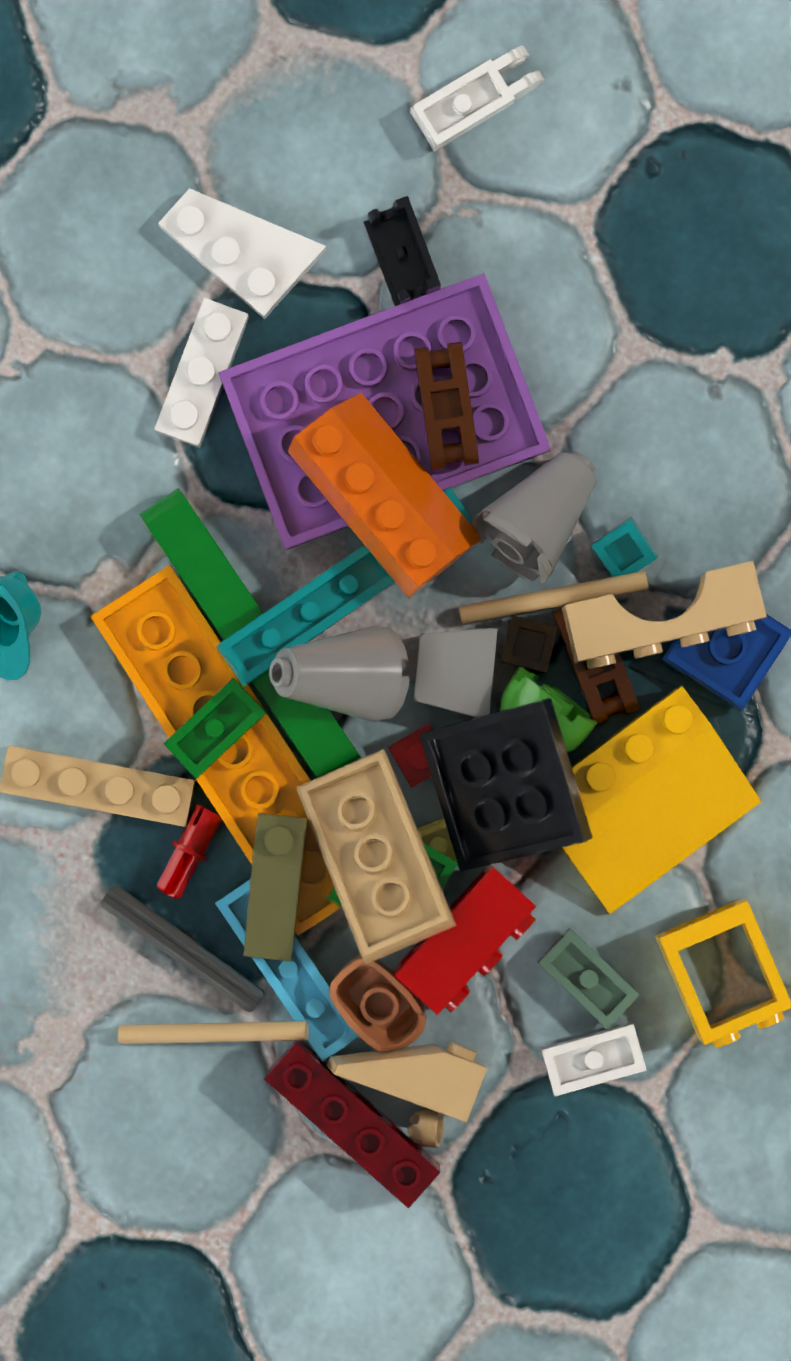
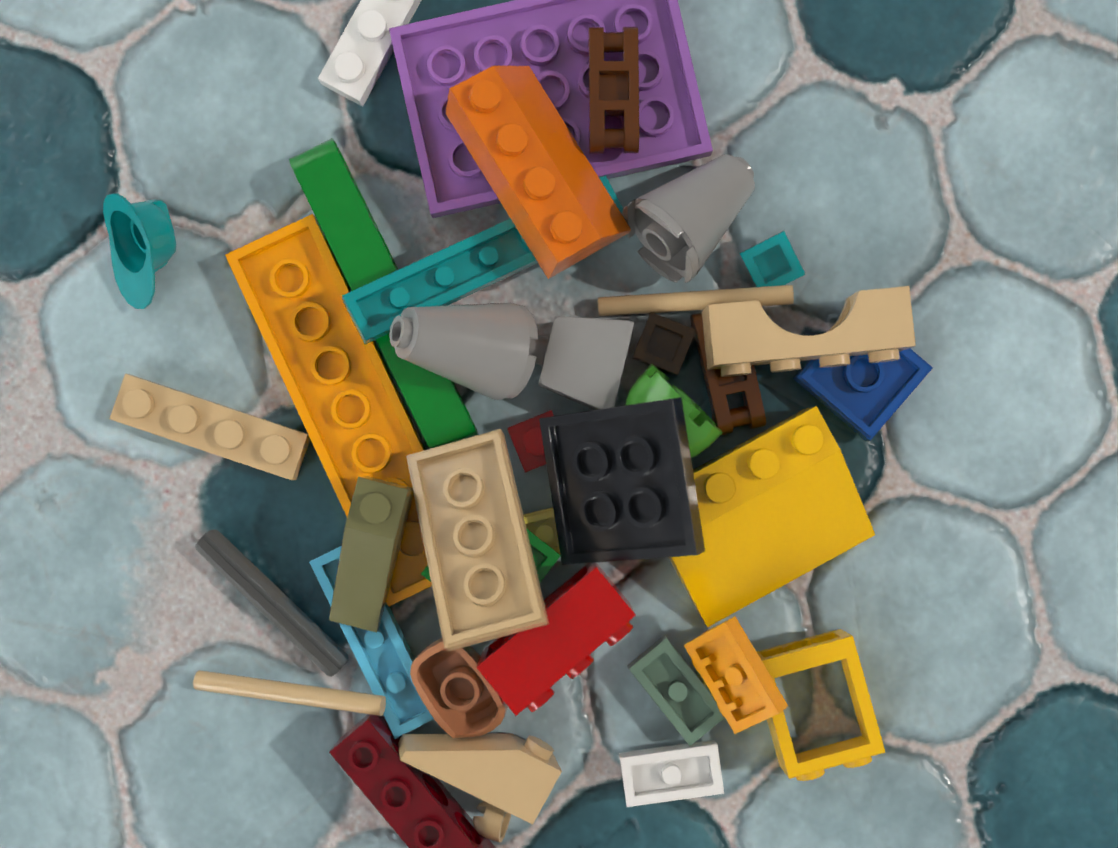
camera: 10 degrees right, 0 degrees up
(189, 851) = (292, 505): red axle -> none
(215, 728) = (331, 383): green plate -> none
(639, 953) = (735, 675): none -> light orange bracket

